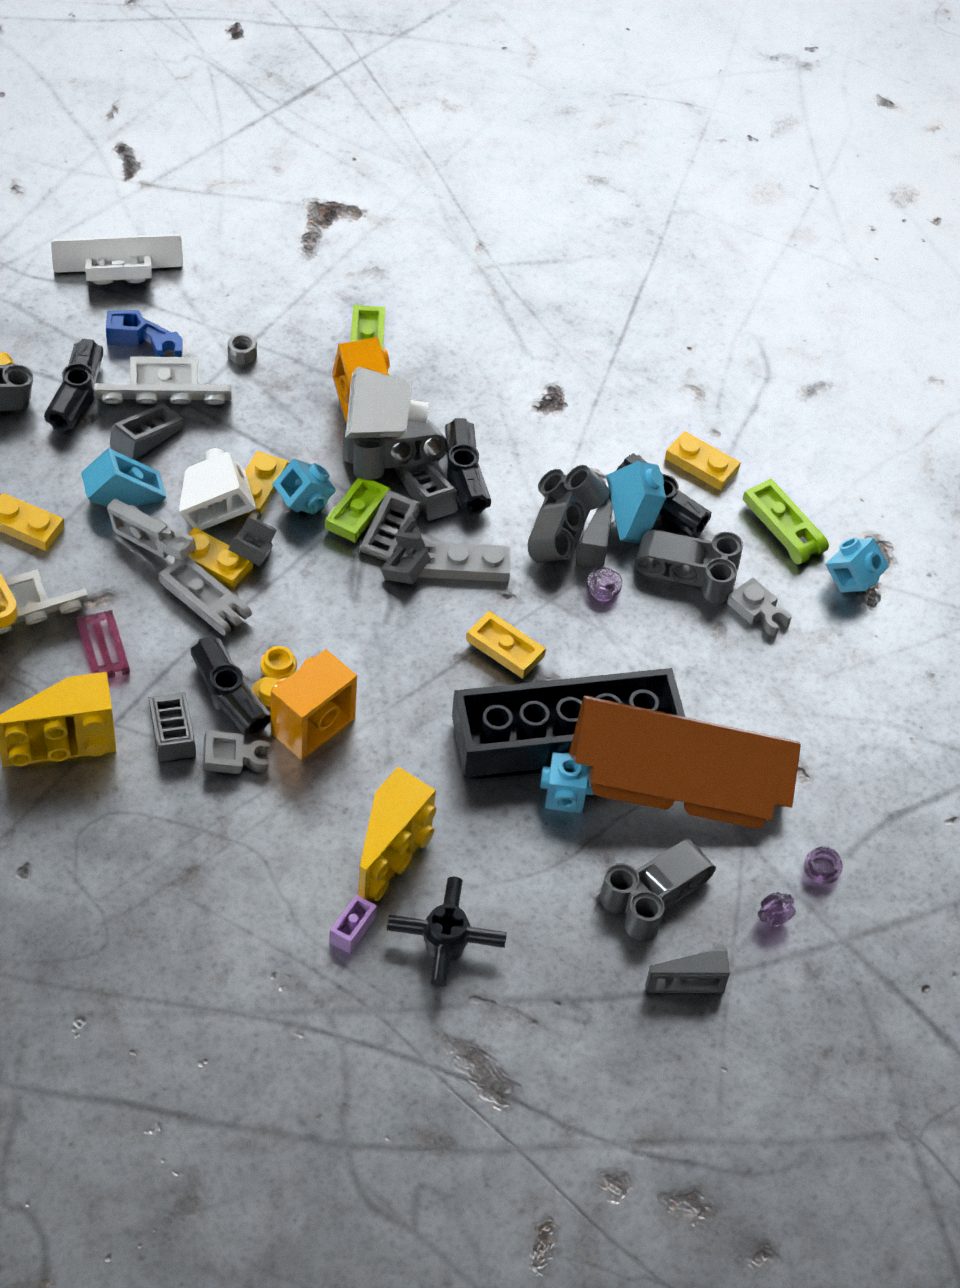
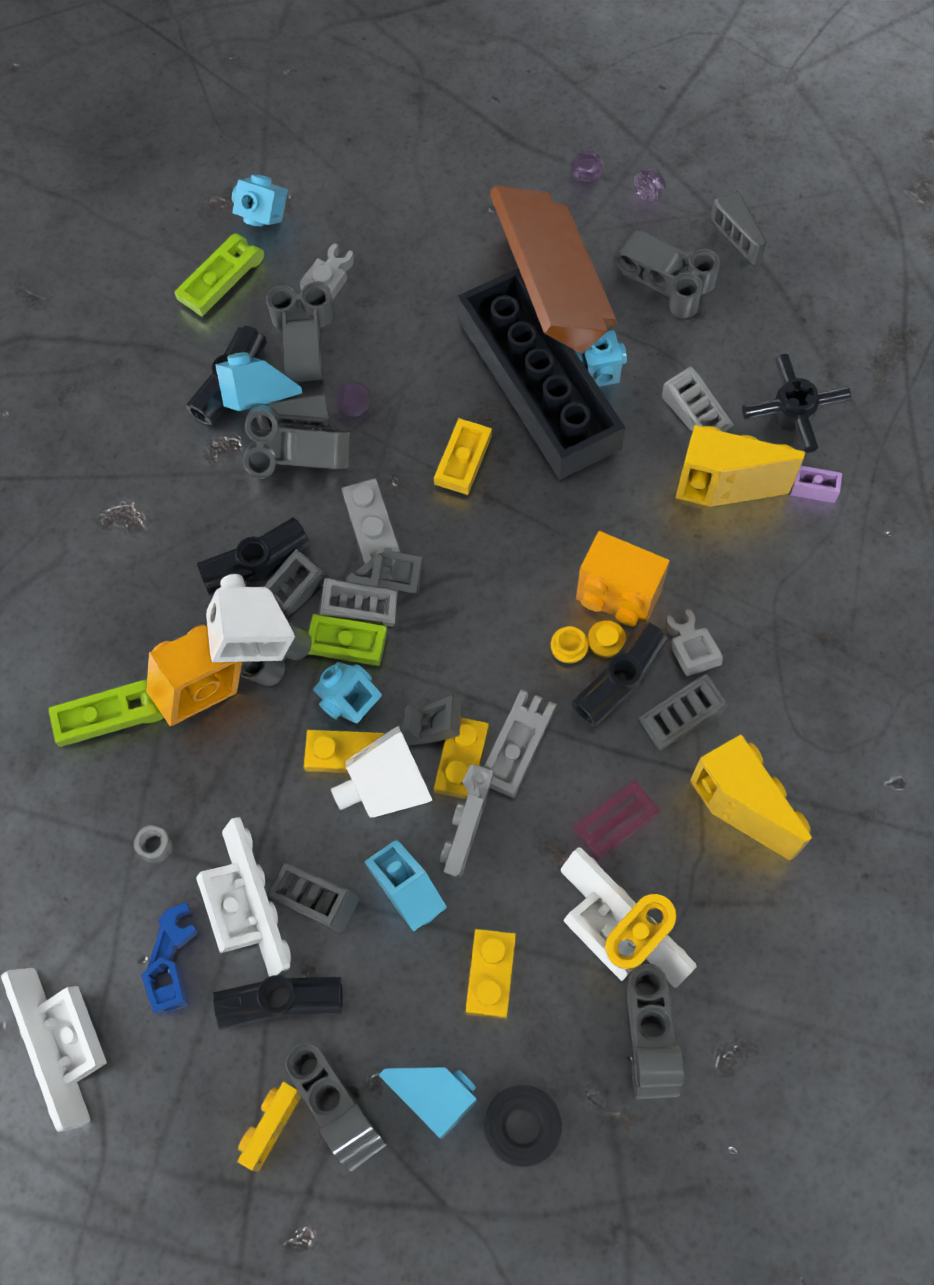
camera: 100 degrees left, 15 degrees up
(480, 843) = (697, 389): none -> light grey slope
(702, 460) = (162, 361): yellow plate -> none

